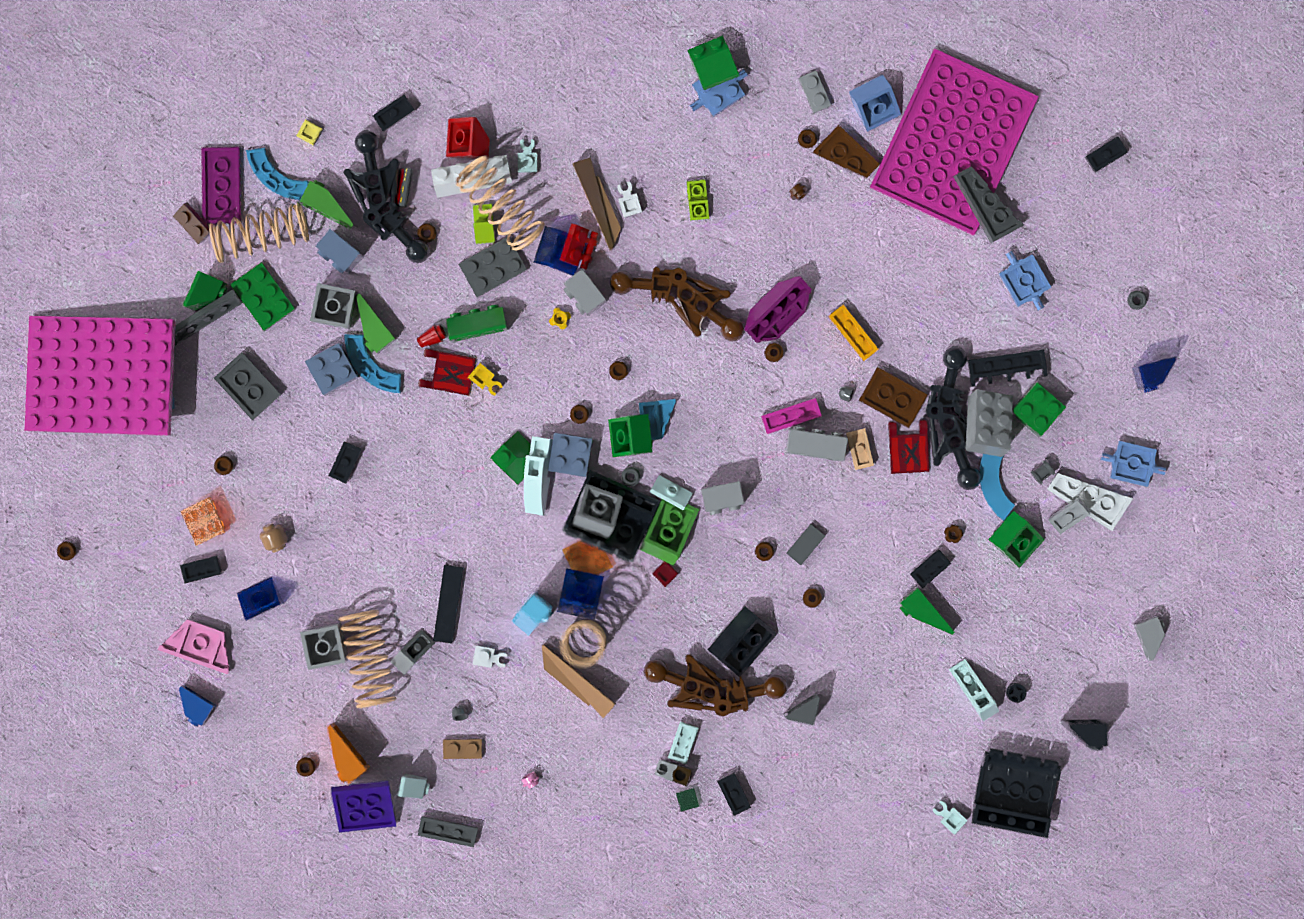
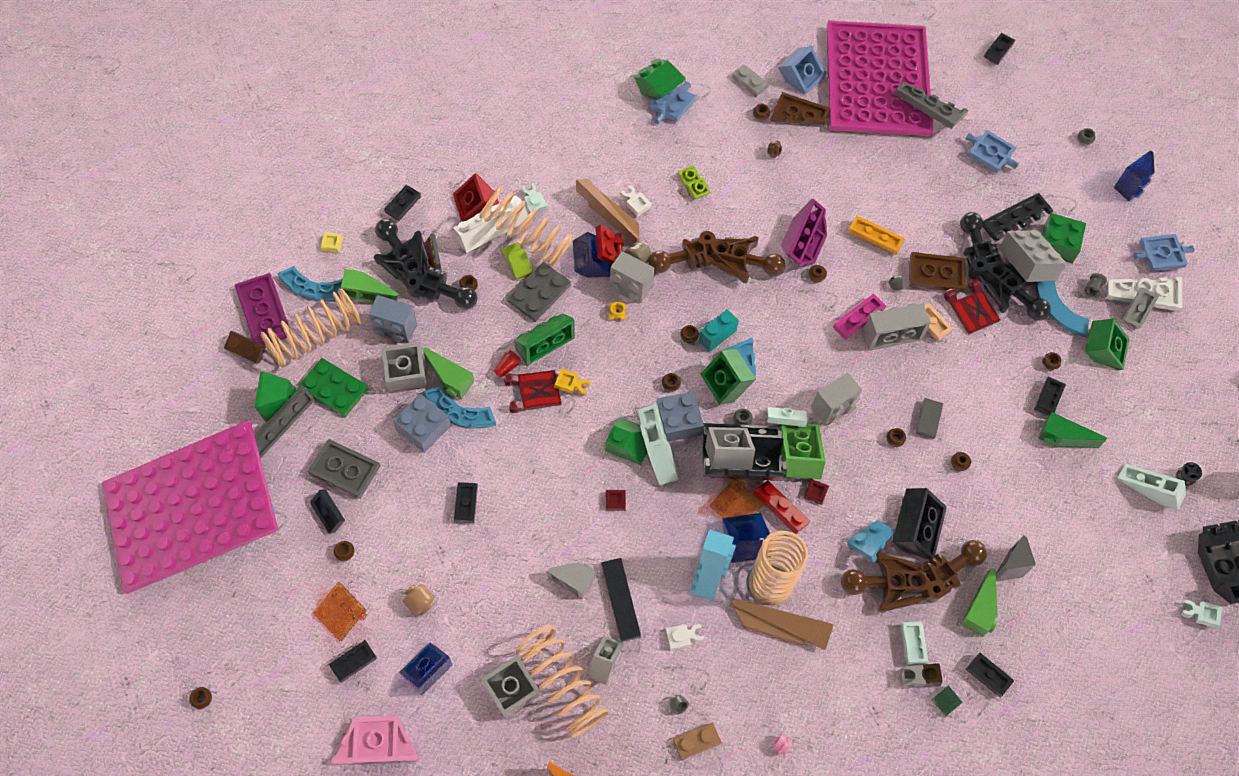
camera: 30 degrees left, 25 degrees down
(219, 423) = (327, 511): none -> black plate
(414, 570) = (573, 577): none -> light grey slope
(480, 510) = (615, 500): none -> dark red tile
(602, 266) = (640, 251): none -> dark tan head
(626, 580) = (781, 507): none -> red plate
(646, 380) = (718, 330): none -> teal brick
(690, 640) = (870, 540): none -> dark azure wing
(756, 739) = (983, 607): none -> bright green slope

